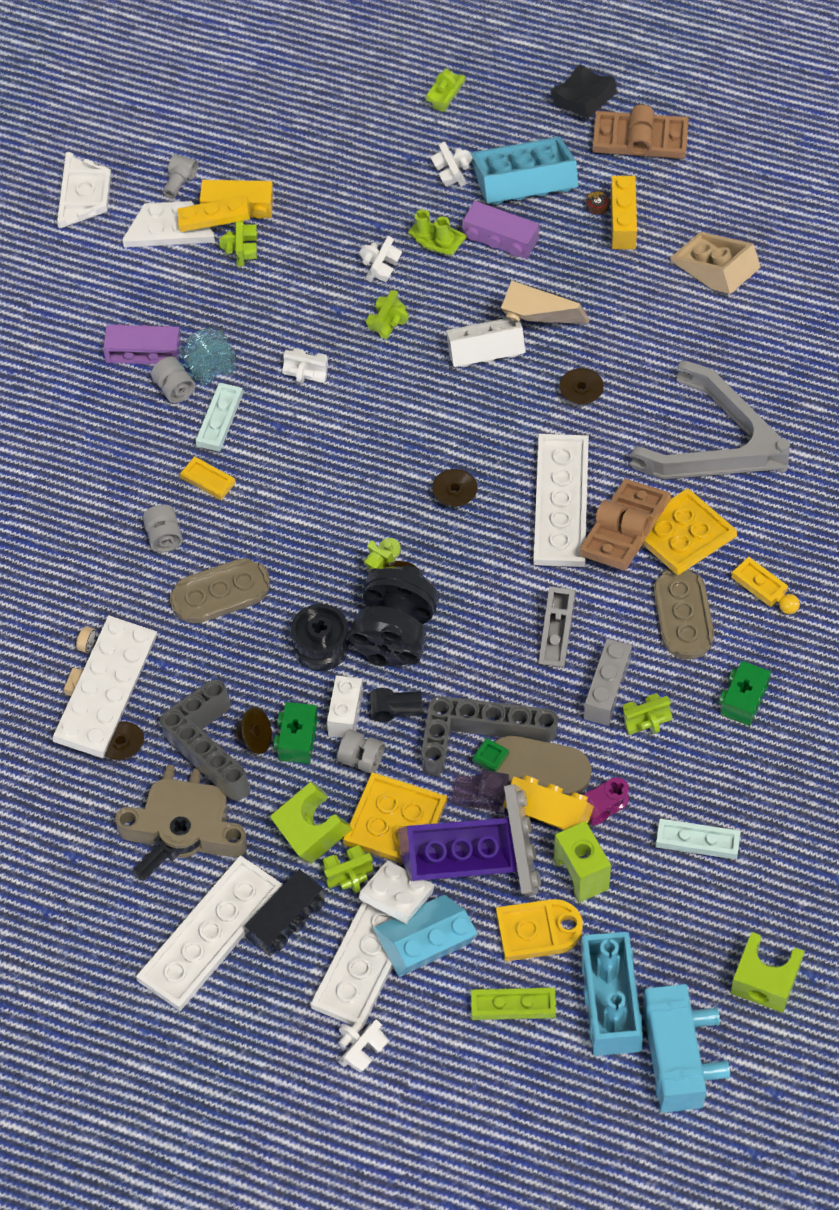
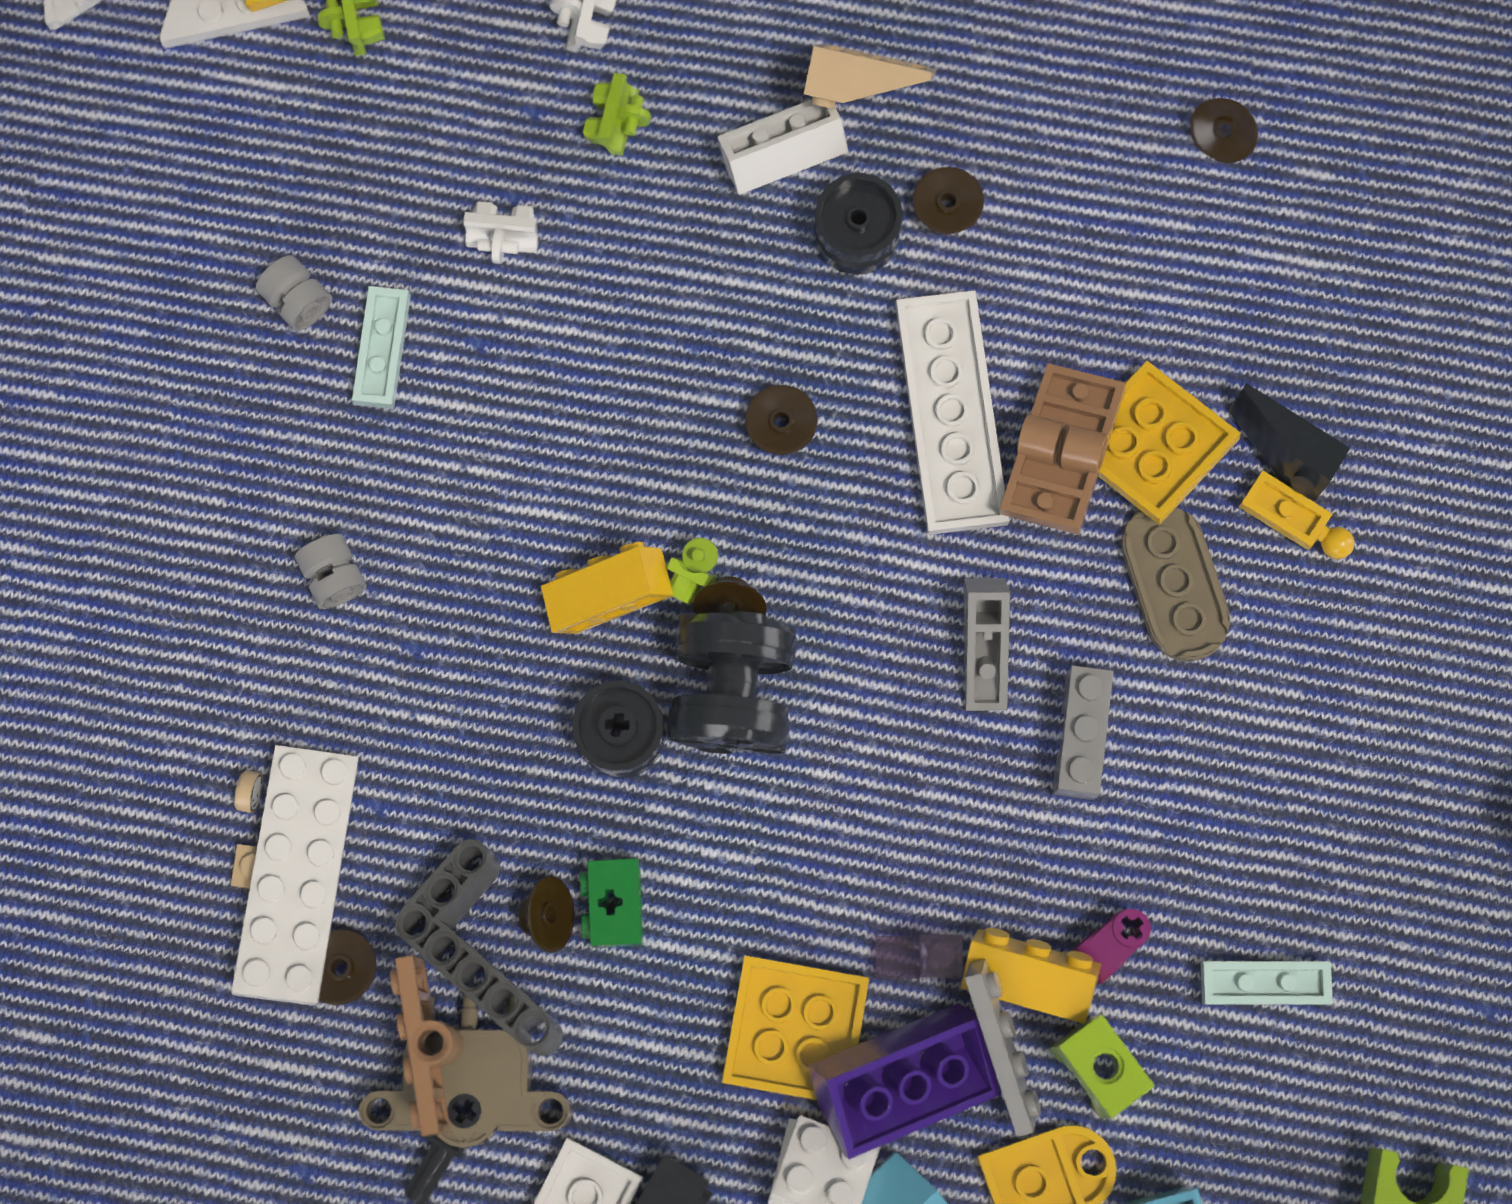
camera: 10 degrees left, 20 degrees up
(141, 343) = (230, 232): medium lavender brick -> none
(169, 775) = (418, 1026): none -> medium nougat plate
(207, 478) = (384, 460): yellow tile -> none
(208, 355) = (342, 241): clear light blue brick -> none
(219, 590) = (443, 662): dark tan tile -> none
(297, 824) = (652, 1079): lime piece -> none
(328, 557) = (606, 588): none -> yellow brick
(344, 706) = (681, 847): white brick -> none
(348, 873) = (720, 1140): lime hips -> none
(352, 749) = (720, 923): light grey wheel -> none
(387, 704) = (748, 827): black piece -> none
(480, 724) = (895, 838): dark grey beam -> none
(490, 755) = (924, 895): green tile -> none
(522, 389) = (858, 223): none -> black wheel
(547, 763) = (1000, 890): dark tan tile -> none
(647, 715) = (1155, 784): lime hips -> none
(744, 706) = (1312, 699): green brick -> none
(752, 375) = (1218, 141): none -> dark brown piece
(761, 453) = (1259, 268): light grey piece -> none
(768, 544) = (1288, 443): none -> black slope

